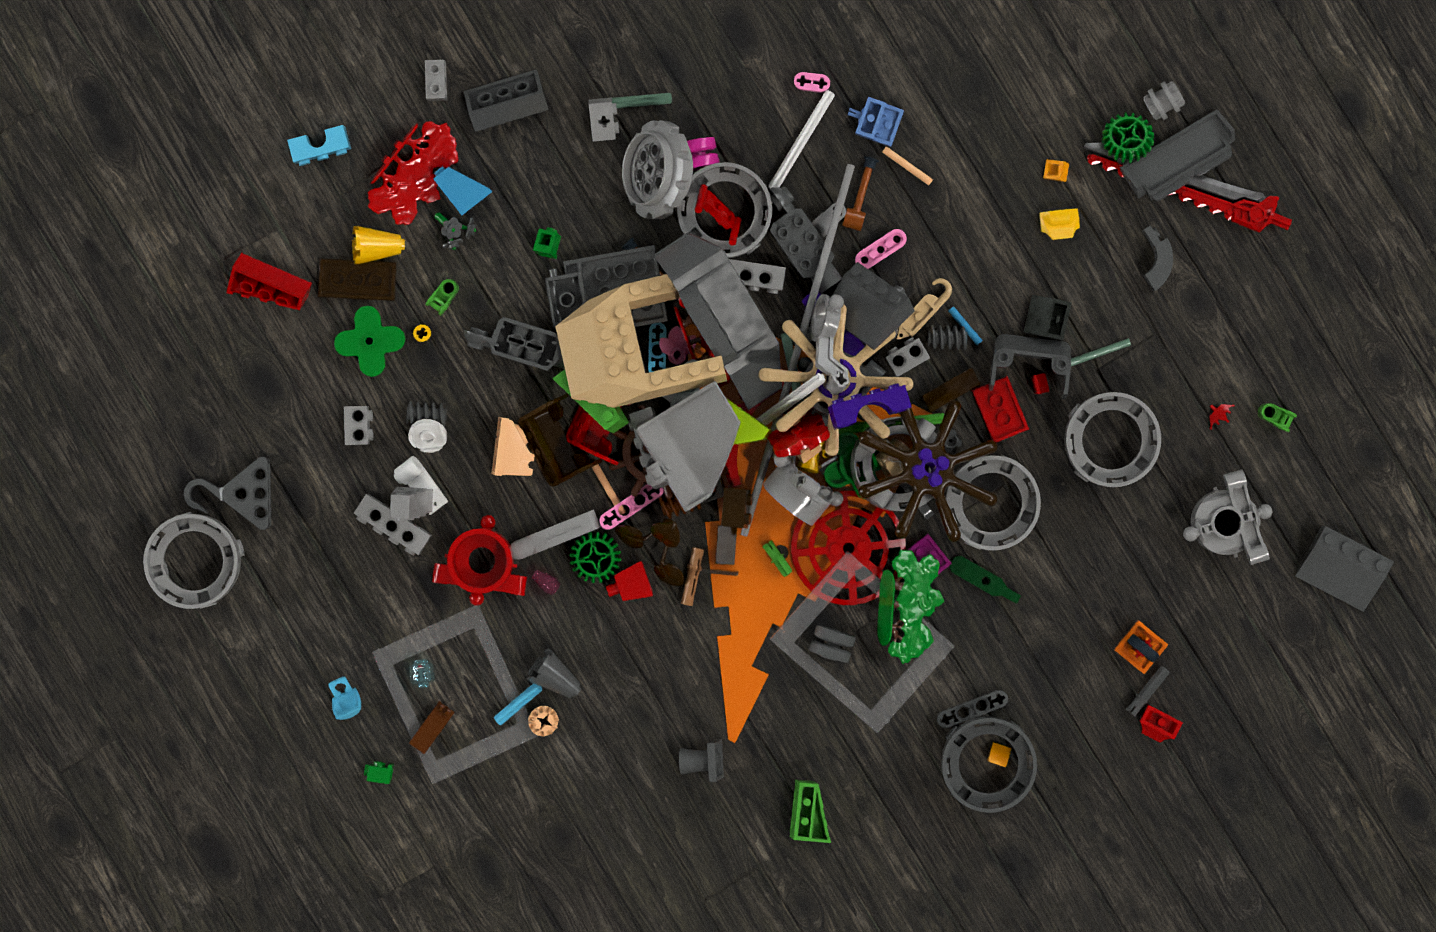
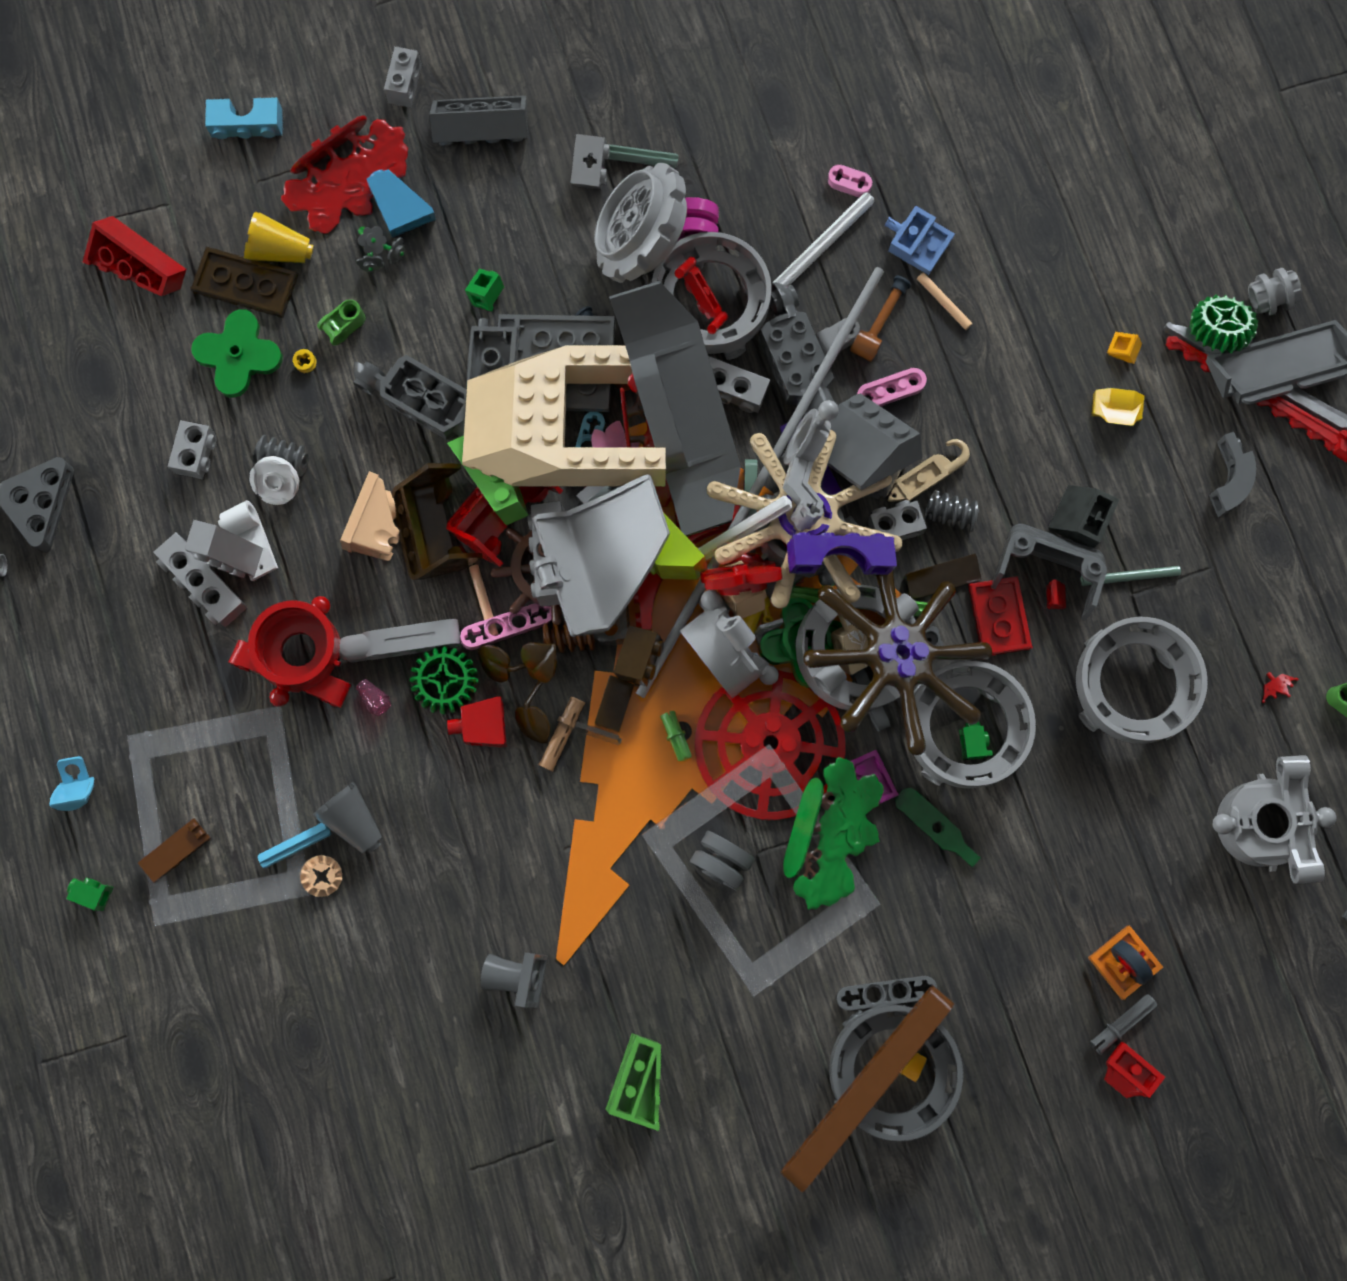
camera: 15 degrees right, 10 degrees down
(421, 673) = (181, 776): clear light blue head -> none
(962, 322) = (971, 495): dark azure piece -> none
(970, 780) = (867, 1089): none -> reddish brown beam
(1000, 512) = (974, 742): none -> green brick

